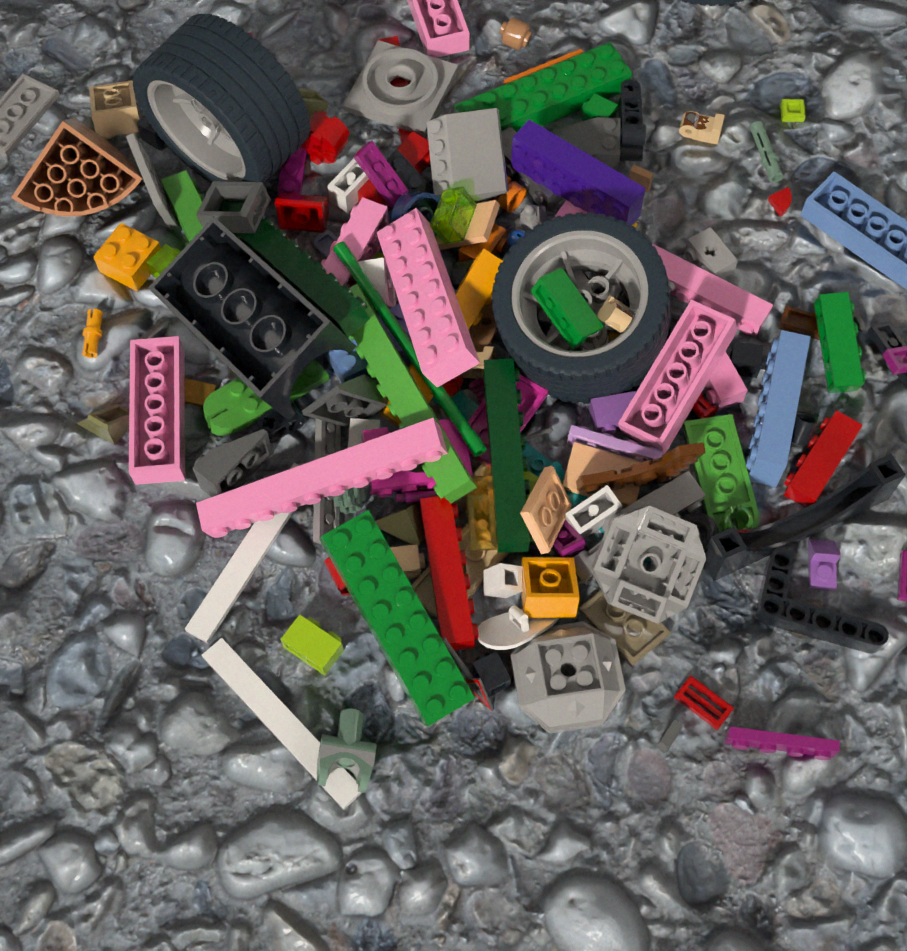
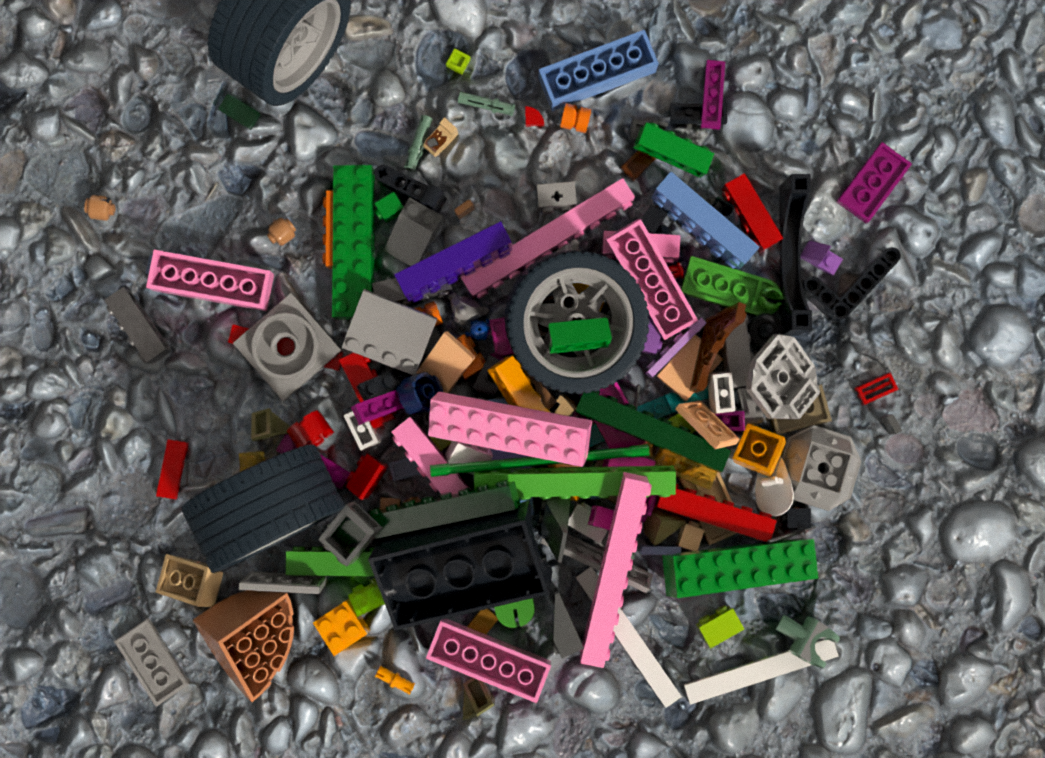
camera: 65 degrees left, 20 degrees up
(453, 215) = (439, 369): clear neon green brick -> none
(503, 580) = (738, 478): white brick -> none
(615, 314) = (605, 307): tan leg -> none
(675, 111) = (415, 150): none -> sand green pin
(792, 744) = (924, 361): magenta plate -> none
(808, 235) = (575, 118): none -> orange wheel

